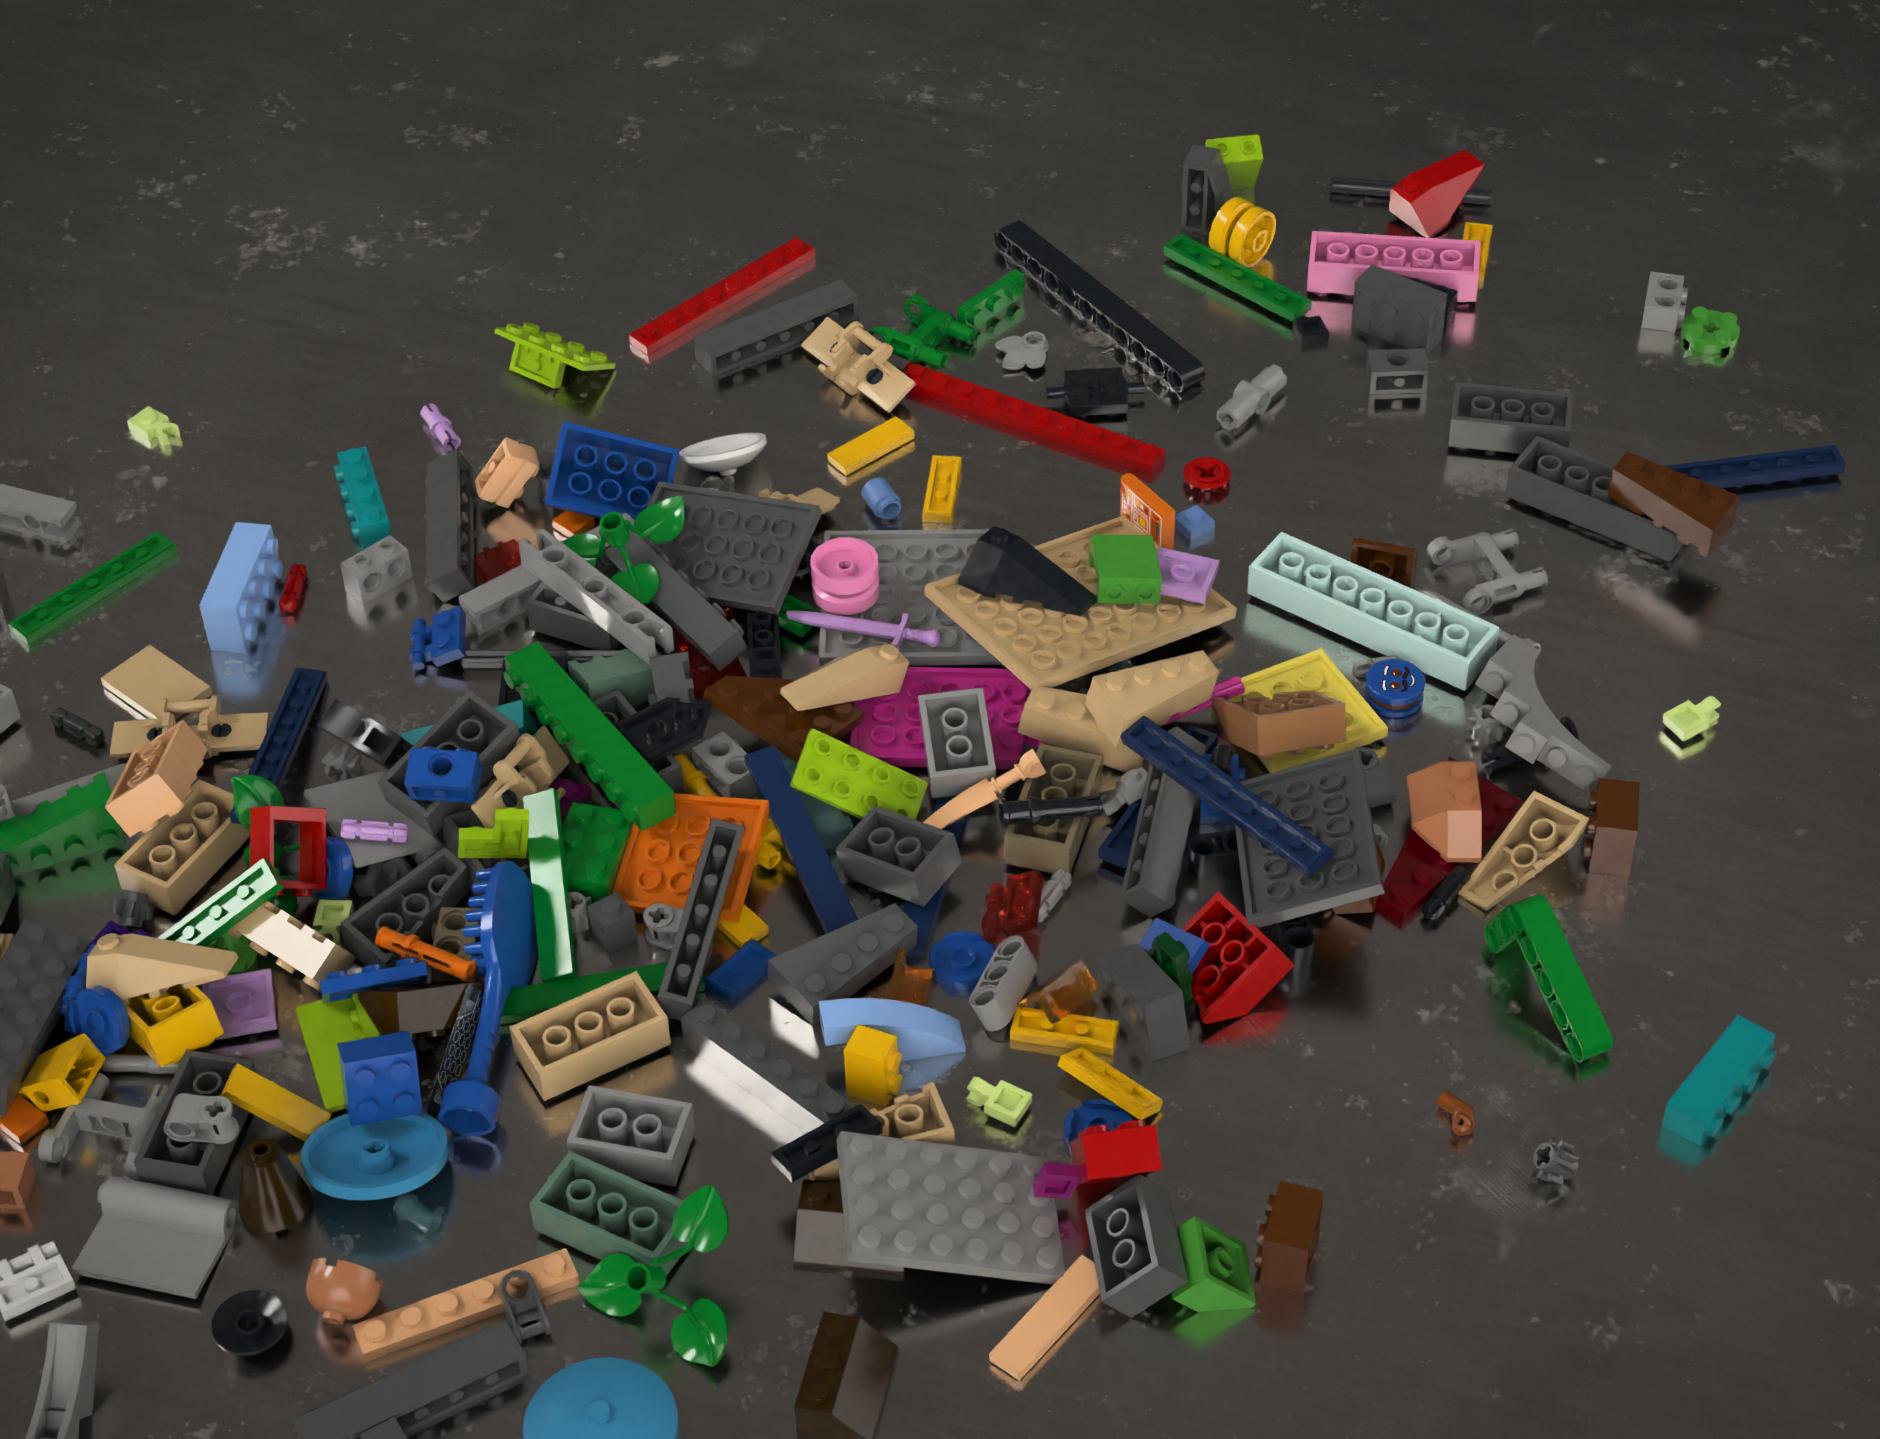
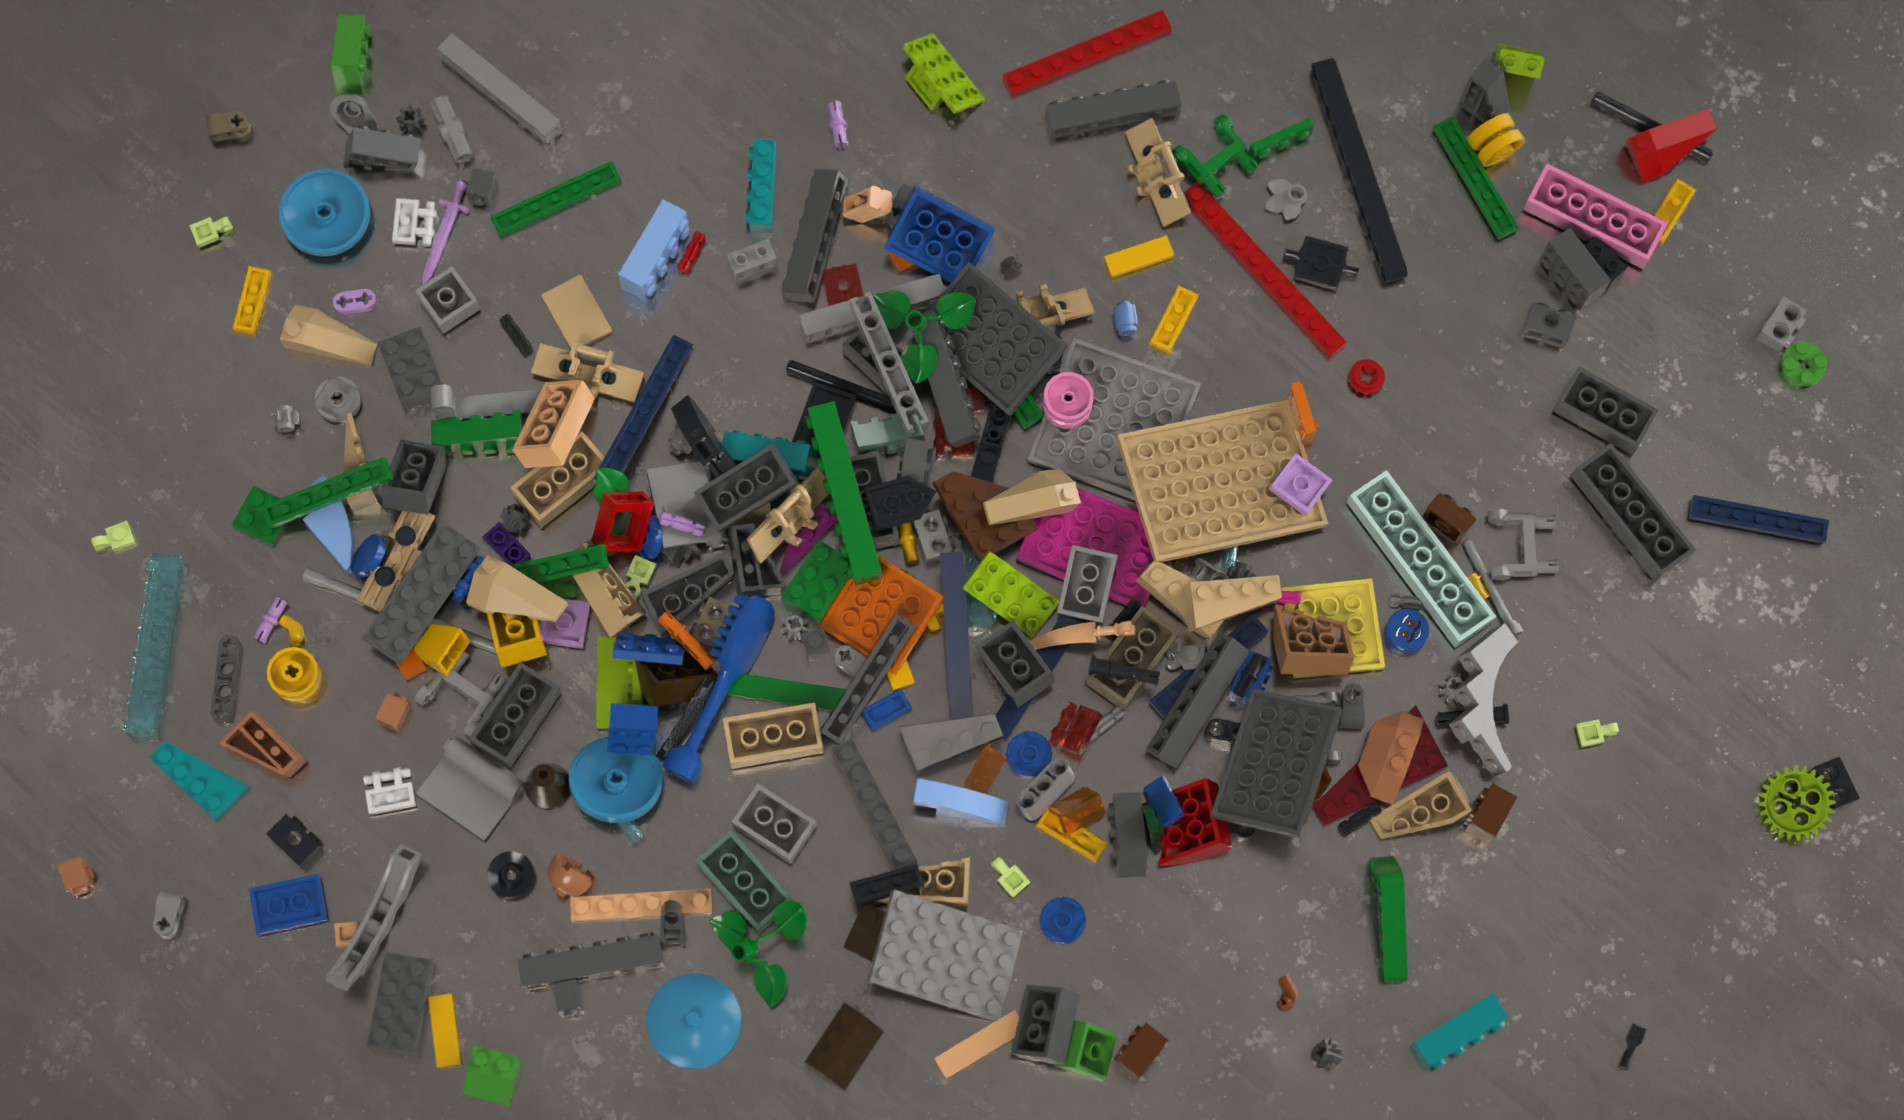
camera: 15 degrees right, 30 degrees up
(101, 1017) = (472, 617): blue tile -> none
(151, 424) = (634, 43): yellowish green plate -> none
(198, 1117) = (511, 726): light grey piece -> none
(273, 1103) = (564, 720): yellow tile -> none
(446, 638) = (782, 345): blue plate -> none
(458, 785) = (745, 519): blue brick -> none
(504, 840) = (764, 568): lime plate -> none
(550, 887) = (782, 608): green tile -> none
(724, 452) = (1029, 231): white dish -> none
(872, 1065) = (938, 828): yellow brick -> none
(898, 632) = (1069, 446): lavender sword -> none
(1015, 568) = (1184, 449): black wedge -> none
(1056, 1180) = (1017, 957): magenta plate -> none
(1110, 1083) = (1082, 889): yellow tile -> none
(1116, 1153) = (1056, 960): red brick -> none
(1125, 569) = (1262, 468): bright green panel -> none
(1194, 523) = (1337, 420): medium blue plate -> none
(1227, 796) = (1237, 712): dark blue tile -> none
(1251, 397) = (1431, 312): light grey piece -> none
(1310, 330) = (1507, 252): black tile -> none
(1675, 501) = (1670, 553): reddish brown wedge -> none

